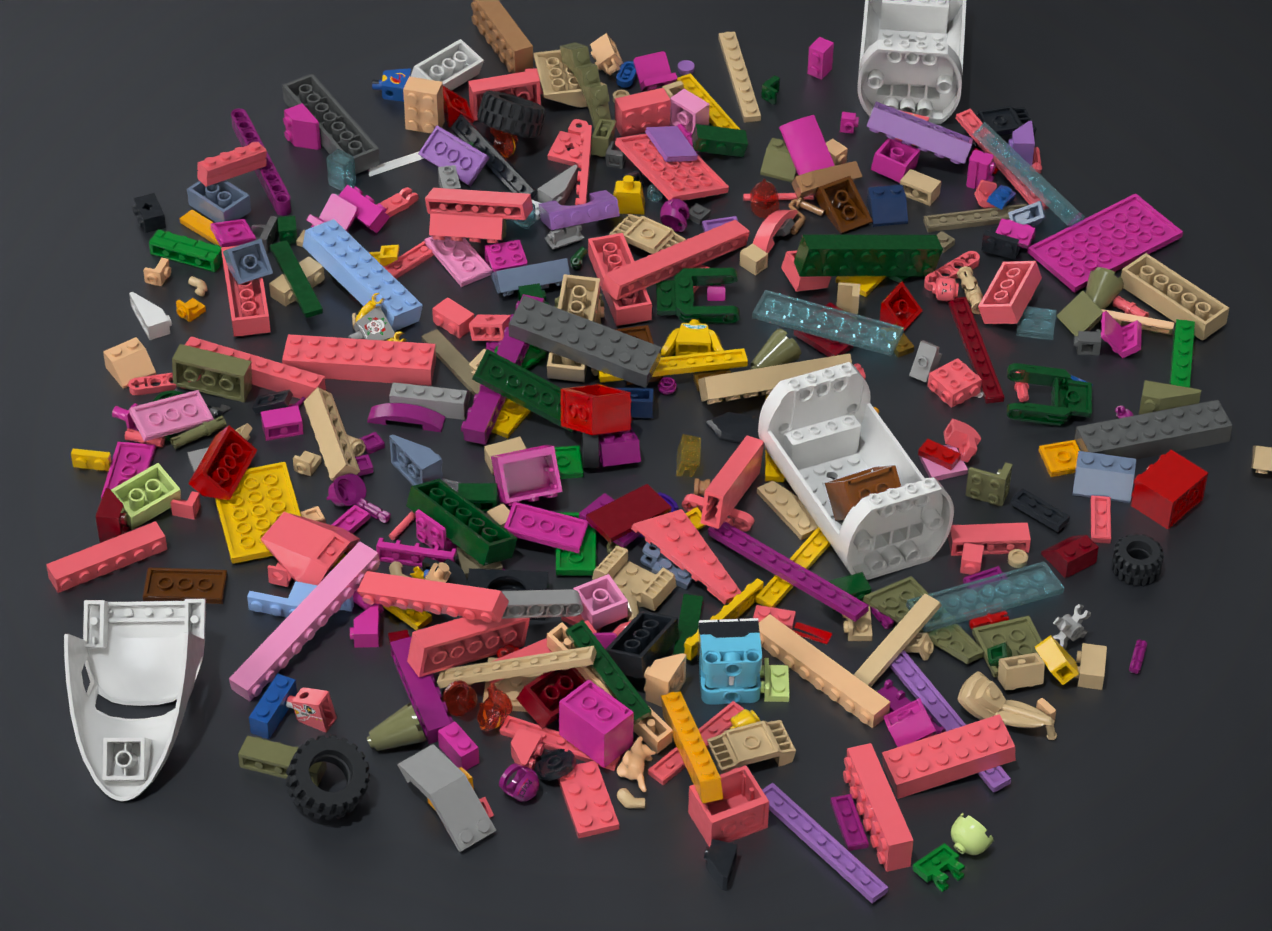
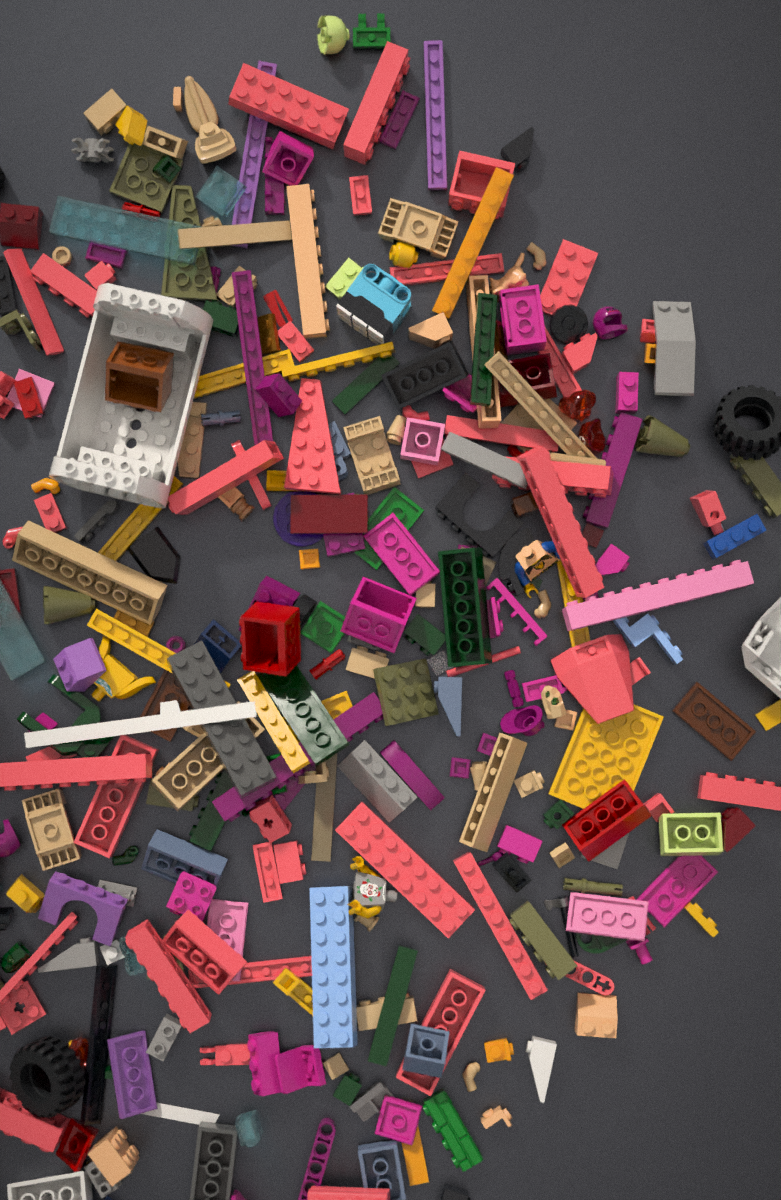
camera: 140 degrees left, 40 degrees up
(266, 451) = (562, 808): none -> dark green brick
(332, 510) = (552, 702): none -> tan rock
(456, 663) = (576, 459): none -> tan axle
(462, 450) = (405, 692): none -> olive plate
(464, 301) = (267, 872): none -> coral plate
(535, 364) = (273, 721): none -> yellow plate
(539, 438) = (327, 664): none -> red axle
(600, 170) = (15, 958): none -> dark green rock
(617, 491) = (309, 559): none -> light orange tile
(627, 316) = (169, 717): none -> white sticker
(688, 454) = (224, 551): clear yellow hinge -> none
(724, 322) = (80, 665): none -> medium lavender slope
(747, 560) = (278, 395): none -> magenta brick
(779, 530) = (220, 418): none -> sand blue pin
(800, 606) = (268, 334): none -> pearl gold plate
(824, 744) = (360, 195): none -> coral plate
(940, 670) = (221, 191): none -> clear light blue plate
(1004, 512) = (33, 301): none -> coral tile
(1138, 656) = (62, 98): magenta axle -> none

